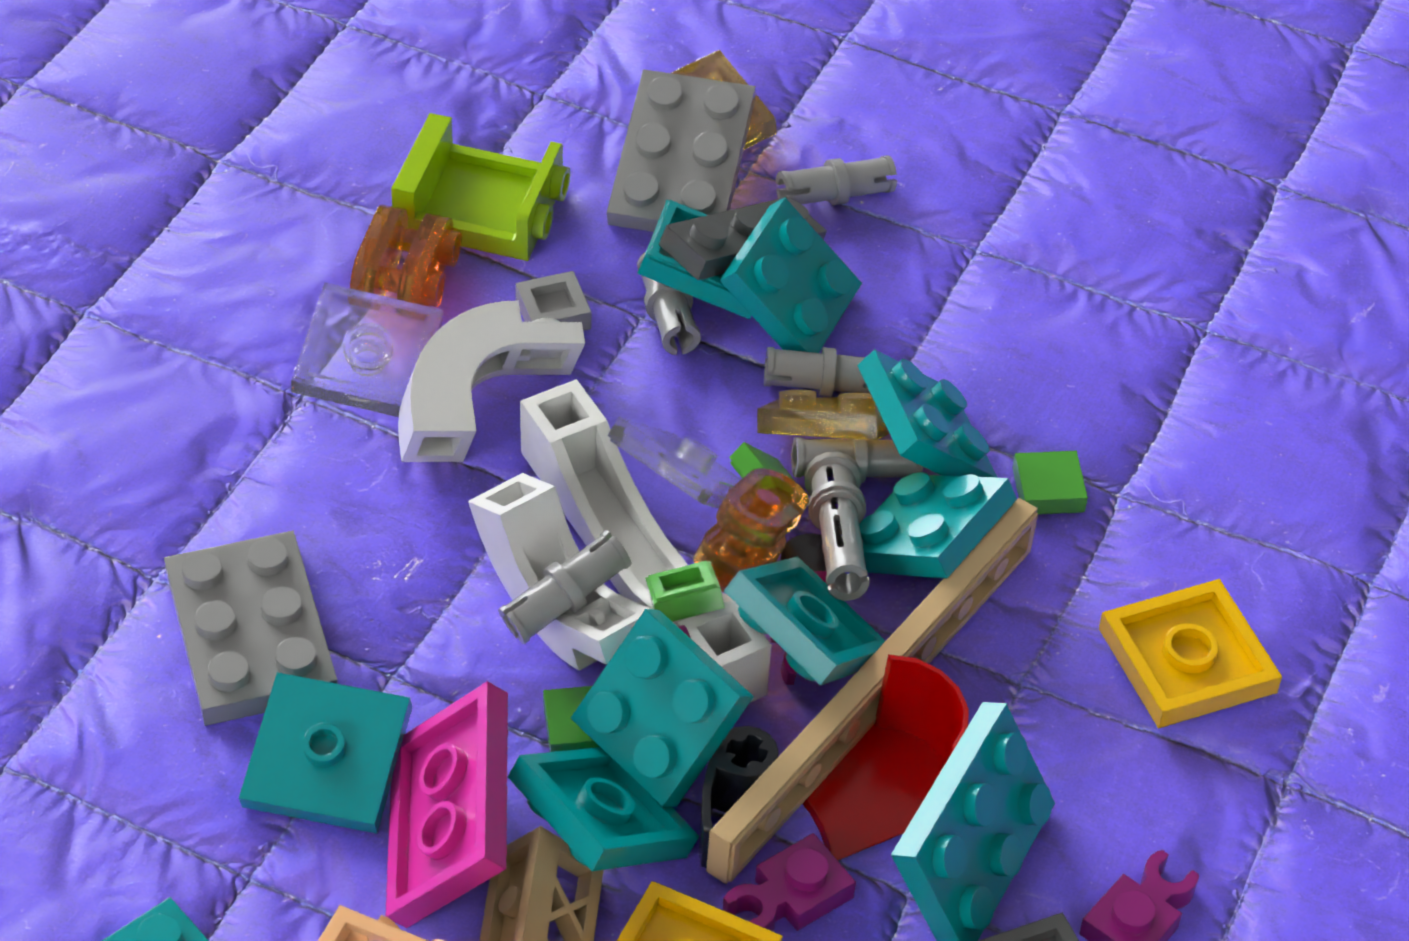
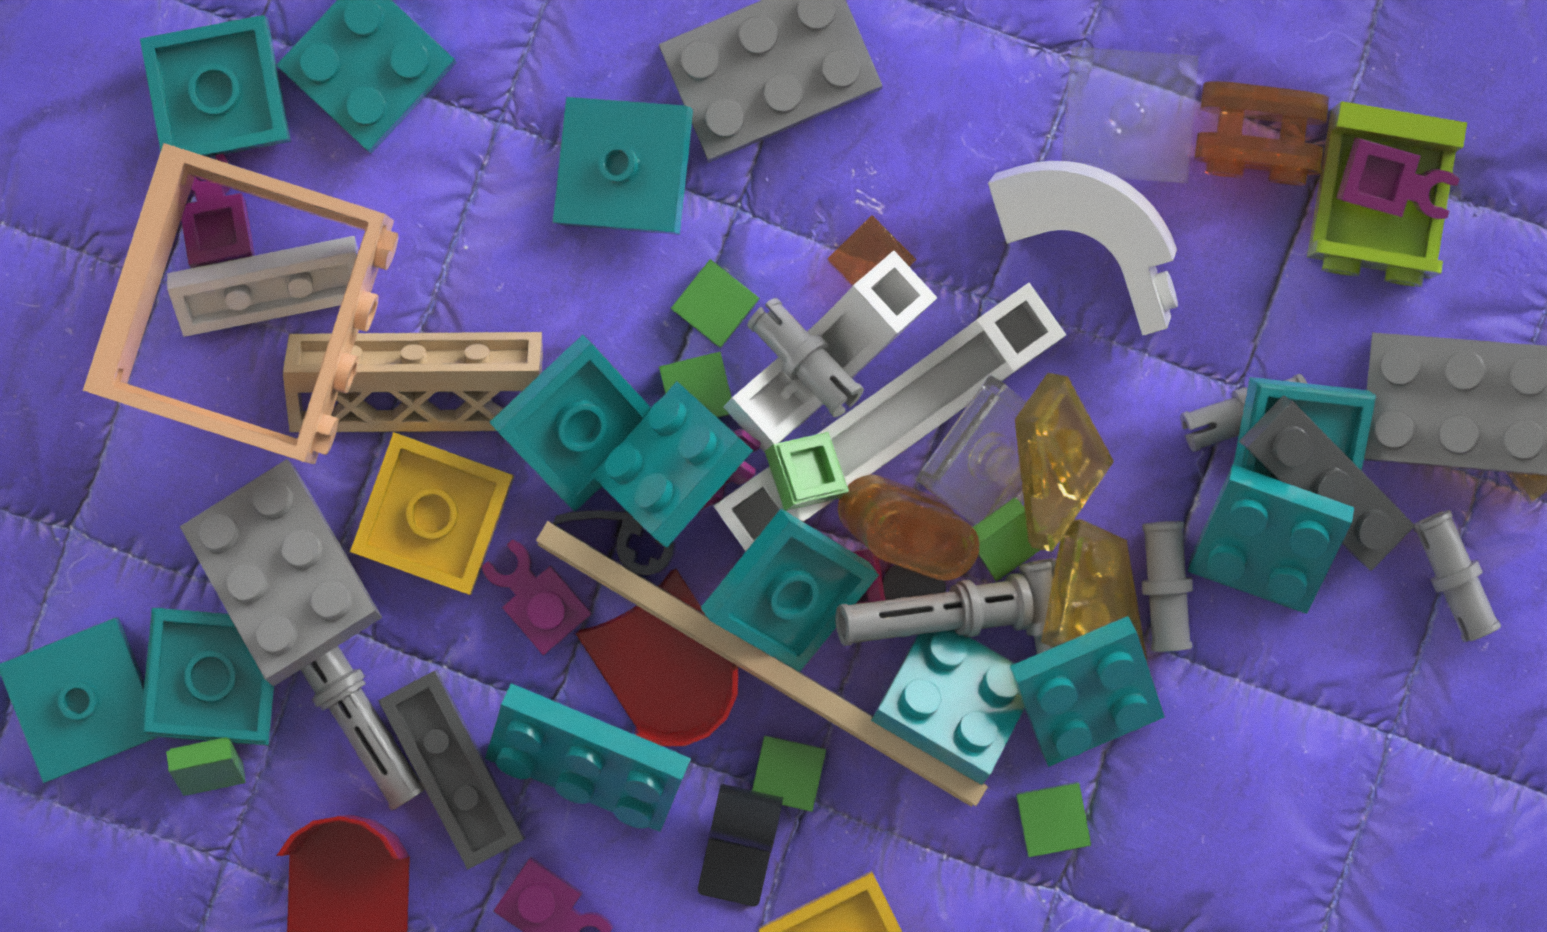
camera: 85 degrees right, 40 degrees up
(448, 806) = (559, 286): dark pink plate -> none
(463, 568) = (866, 250): none -> clear orange tile
(470, 175) = (1387, 177): none -> magenta plate
(521, 693) = (715, 303): none -> bright green tile
(554, 297) = (1222, 294): light grey plate -> none
(695, 417) = (1058, 459): none -> clear yellow wing
(997, 679) = (789, 771): none -> bright green tile
(1061, 733) = (739, 845): none -> black panel

